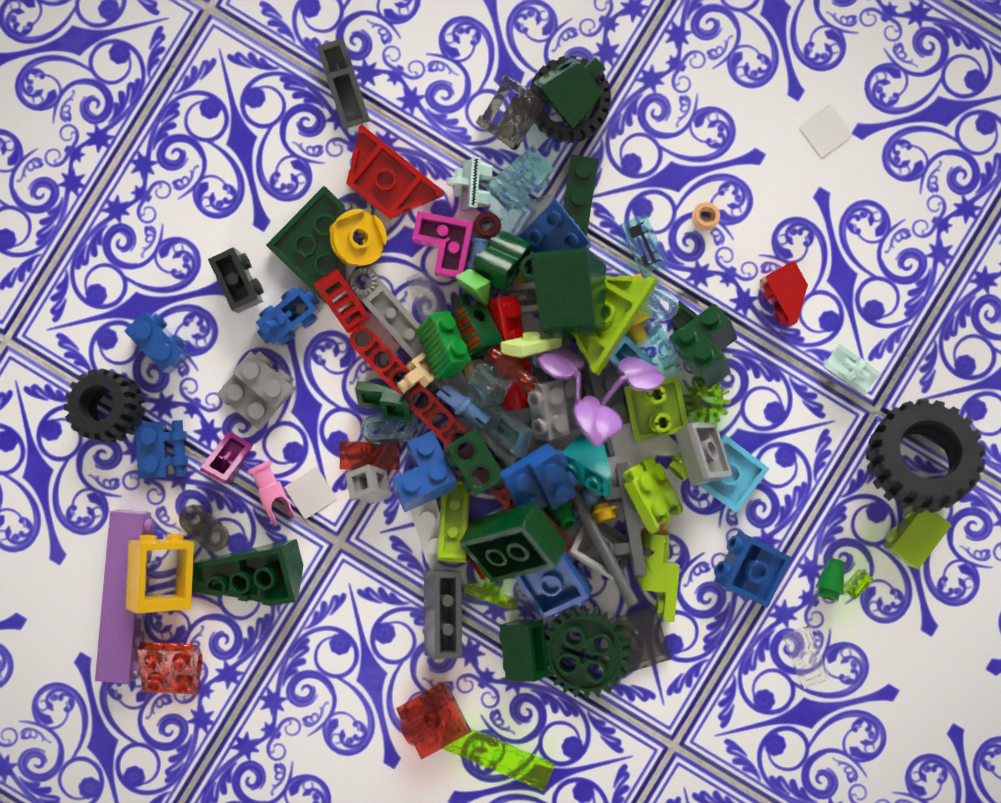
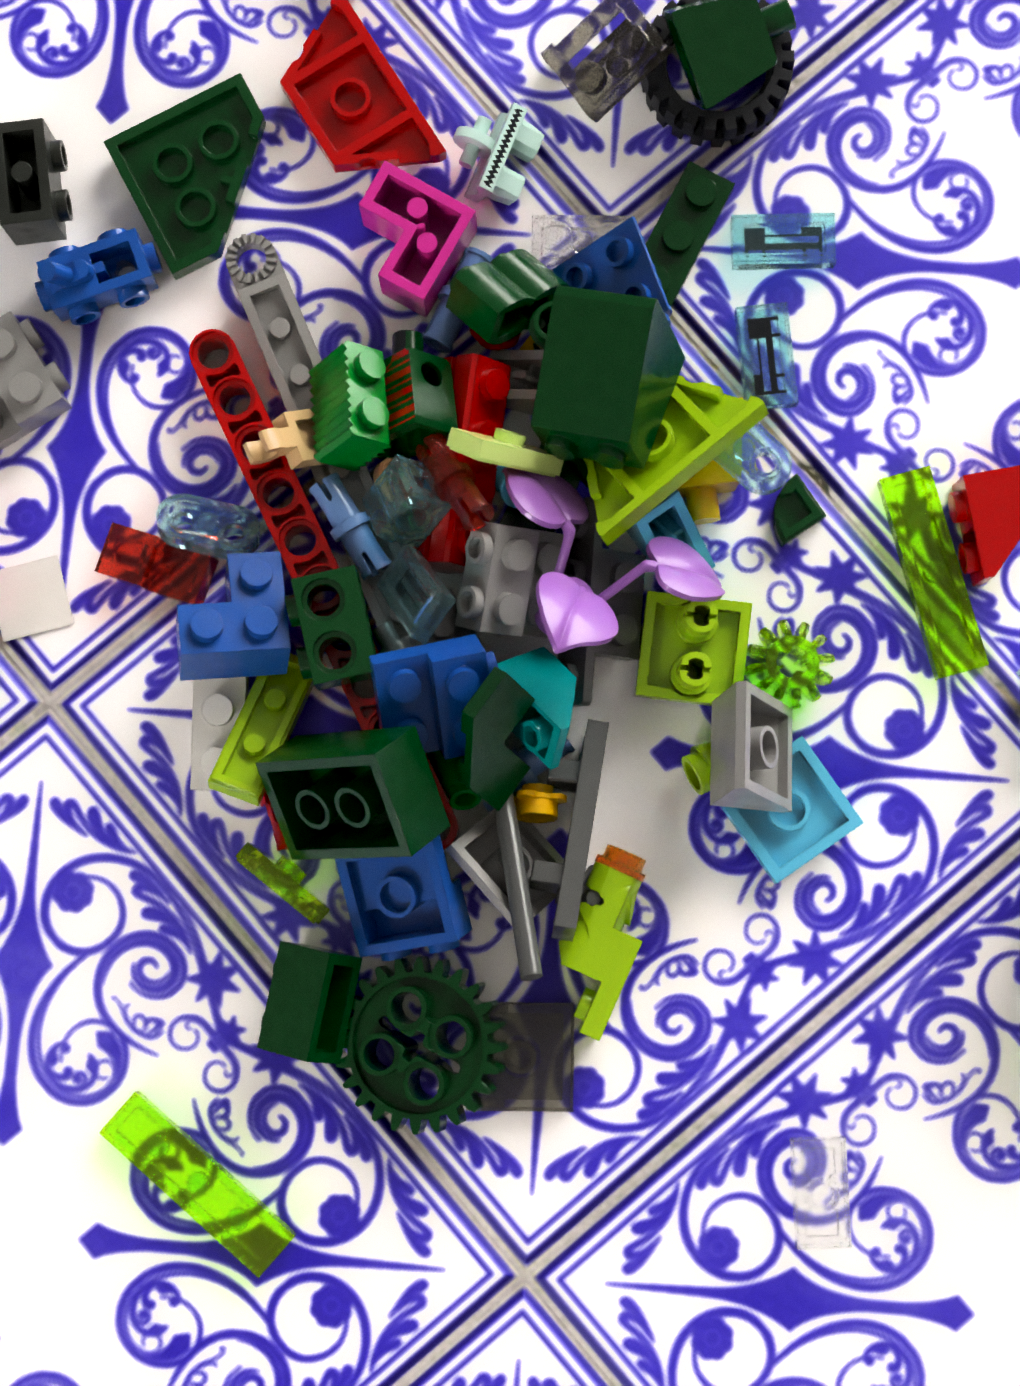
camera: 25 degrees right, 5 degrees down
(342, 237) = (246, 199): yellow plate -> none
(352, 316) = (191, 231): red slope -> none
(368, 484) = (134, 611): light grey brick -> none
(377, 396) = (203, 462): dark green slope -> none
(425, 293) = (354, 311): clear plate -> none
(432, 720) = (100, 1076): clear red plate -> none
(442, 614) = (185, 886): dark grey brick -> none
(474, 285) = (440, 320): bright green slope -> none
(487, 217) = (497, 222): dark red plate -> none
(530, 167) = (586, 170): clear light blue brick -> none
(576, 507) = (487, 721): none -> dark green tile
(632, 180) = (783, 241): none -> clear light blue tile
(652, 493) = (635, 795): lime plate -> none
(668, 357) = (739, 522): clear light blue plate -> none
(701, 344) = (813, 557): dark green brick -> none
(714, 214) = (902, 333): light nougat plate -> none
(751, 569) = (773, 994): blue plate -> none
(763, 328) = (932, 573): none -> clear neon green tile
(831, 580) = (912, 1065): green cone -> none
(857, 584) = (956, 1087): clear neon green tile -> none

